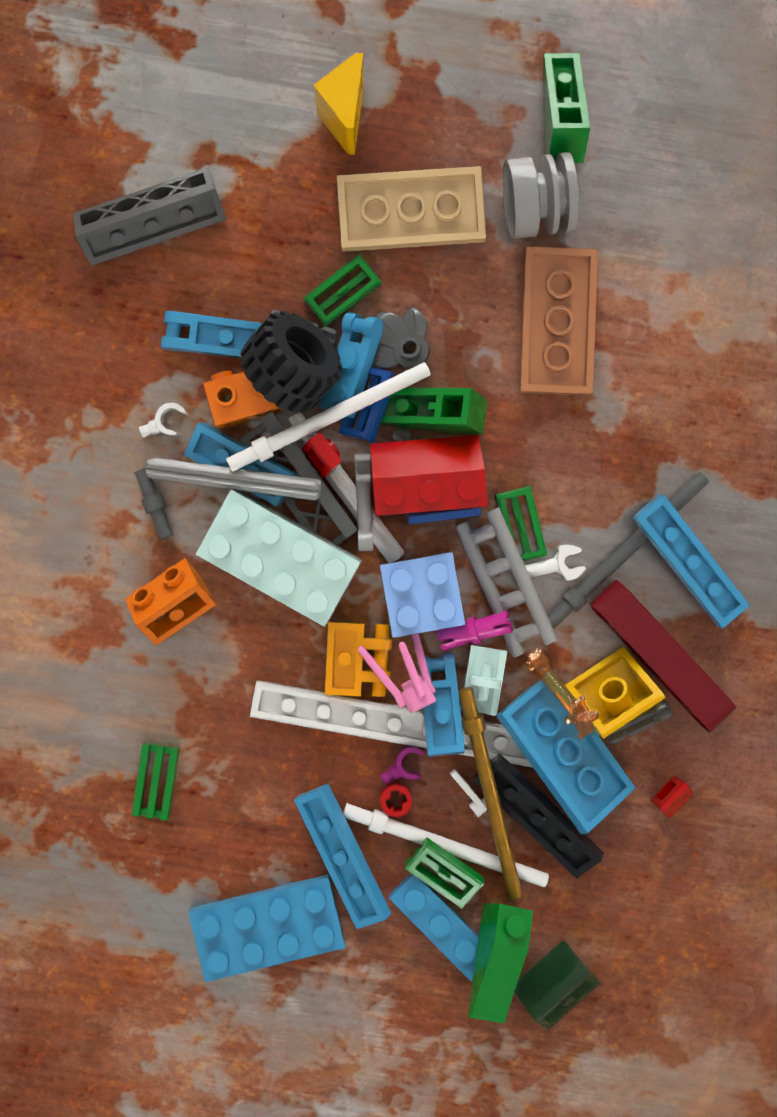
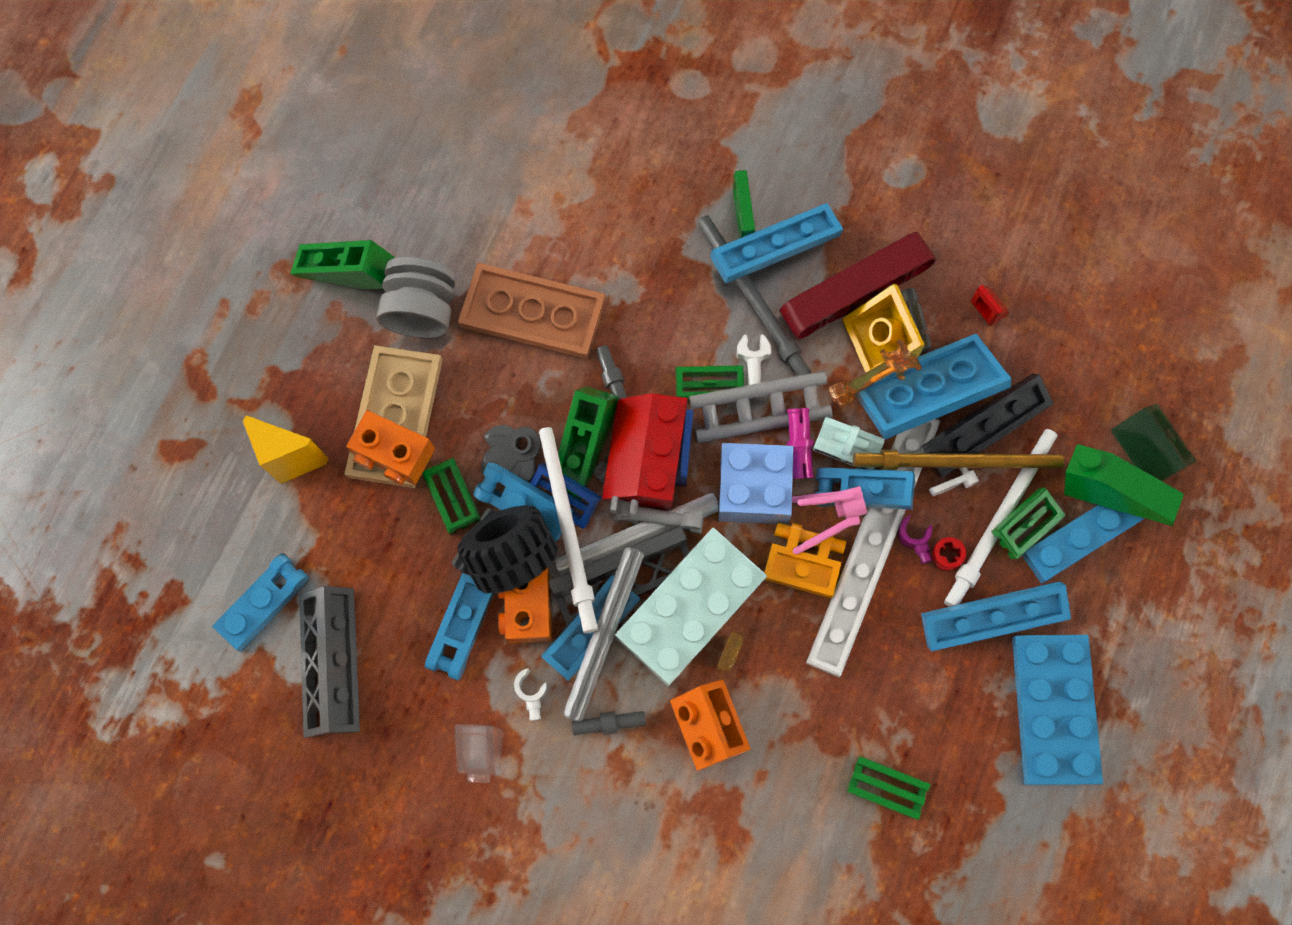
camera: 75 degrees left, 15 degrees down
(94, 385) = (478, 751): none -> clear slope
(190, 130) = (260, 603): none -> dark azure plate
(246, 606) = (730, 652): none -> clear yellow tile
(322, 454) = (602, 542): red plate -> none
(368, 214) = (391, 448): none -> orange brick
(505, 422) = (611, 375): none -> dark grey bar
(727, 516) = (743, 203): none -> green tile

